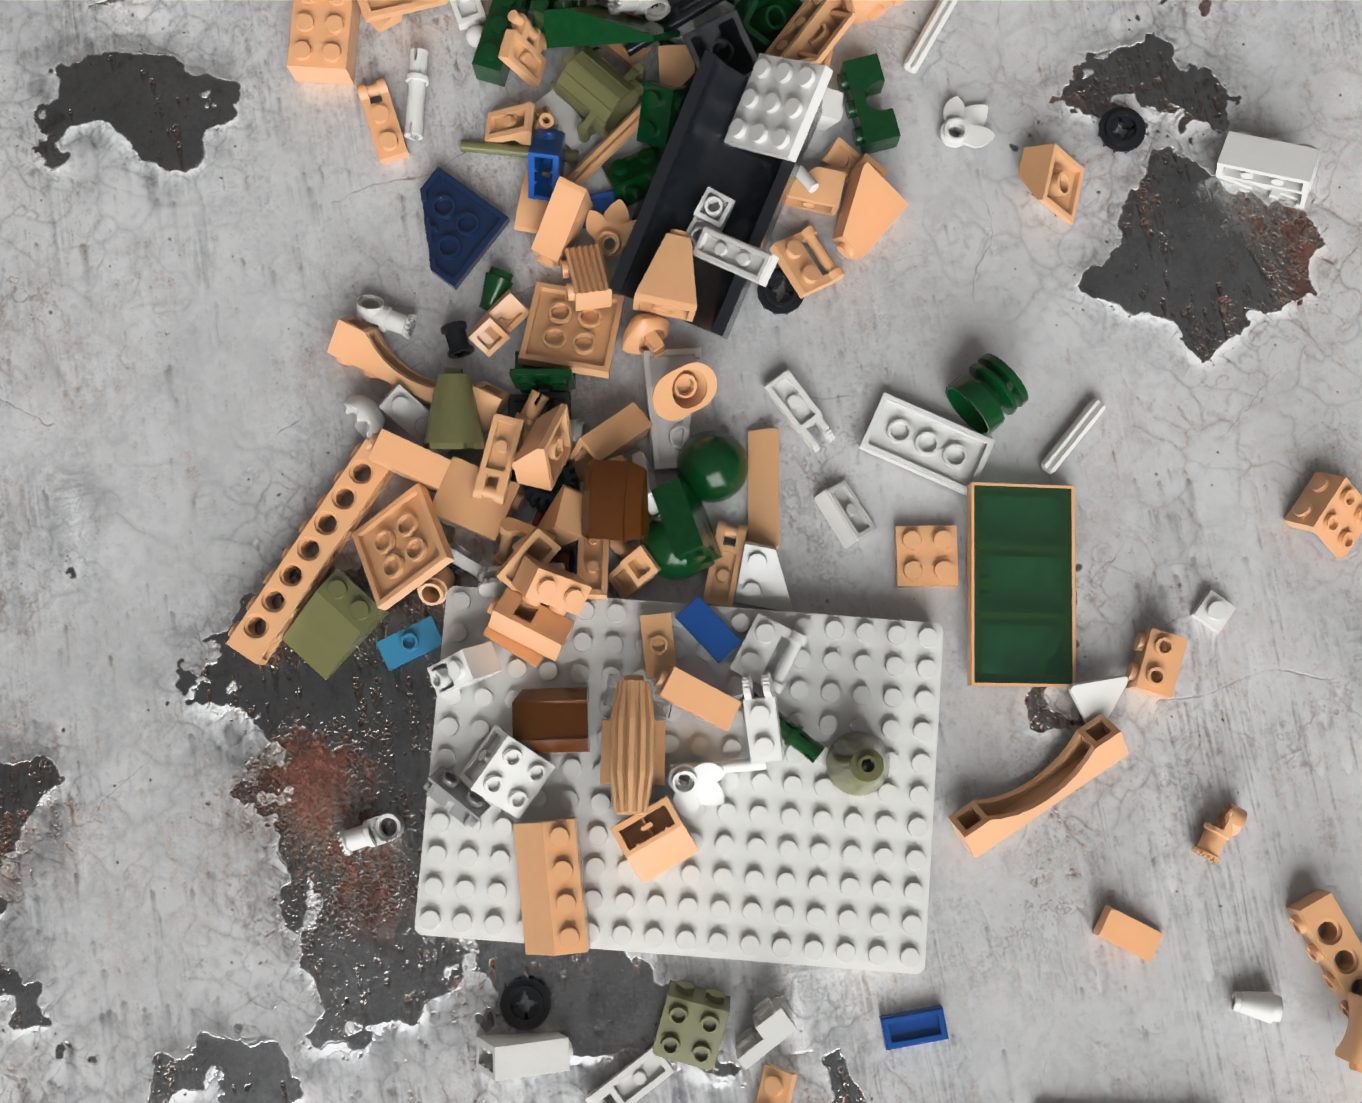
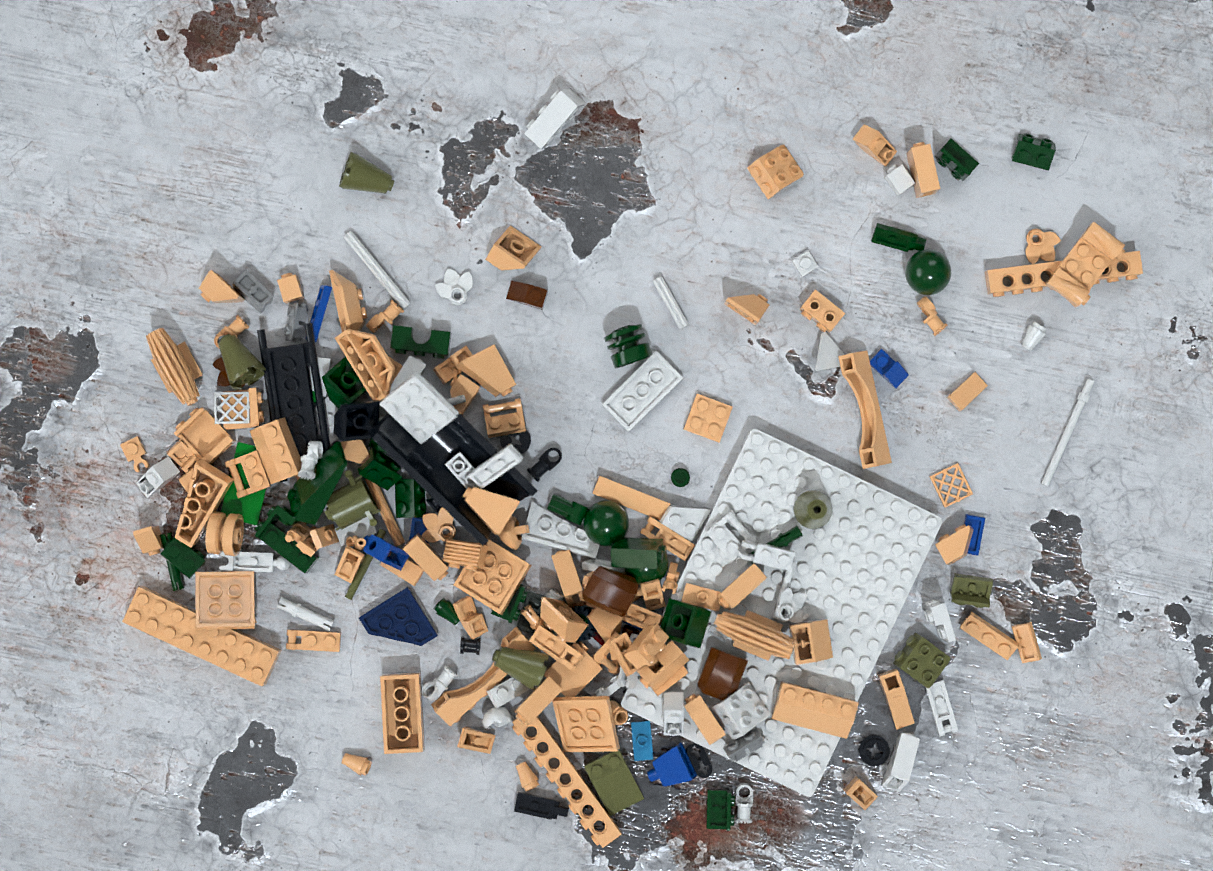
camera: 70 degrees left, 5 degrees up
(226, 246) = (358, 764): none -> light nougat cone
(257, 529) = (539, 806): none -> black hinge
(294, 494) = (527, 777): none -> light nougat cone
(320, 397) = (476, 740): none -> light nougat slope
(321, 277) = (402, 713): none -> light nougat brick
(347, 798) = (719, 809): none -> dark green bracket
(386, 703) = (672, 767): none -> blue torso
(407, 735) = (695, 762): none -> black beam
(452, 1007) = (860, 793): none -> light nougat slope
(473, 718) = (703, 718): none -> light nougat brick
(535, 70) = (324, 536): none -> light nougat plate
(609, 634) = (685, 623): none -> dark green slope
(618, 1007) = (896, 698): none -> light nougat slope
(668, 591) = (671, 578): none -> light nougat plate
(684, 391) = (558, 524): light nougat piece -> none
(708, 629) = (704, 565): blue tile -> none
(713, 414) = (570, 510): none -> dark green piece
(763, 345) = (544, 464): none -> black connector
(797, 408) = (590, 458): white hinge -> none
(822, 549) = (680, 477): none -> dark green plate
(829, 1061) = (971, 590): none -> olive bracket
(844, 514) = (664, 455): white slope -> none
(873, 37) = (388, 315): none -> light nougat connector
(889, 1009) = (956, 545): none -> light nougat slope
(959, 983) = (957, 498): none -> light nougat window
(998, 230) = (527, 294): none -> reddish brown slope
(1021, 585) = (746, 370): clear green door -> none
(1111, 800) = (888, 368): none -> blue slope
(1117, 548) = (748, 306): none -> light nougat slope
(1127, 119) = (490, 186): black gear -> none
(1287, 801) = (928, 272): none -> dark green piece
(1313, 734) = (897, 238): none -> dark green hinge

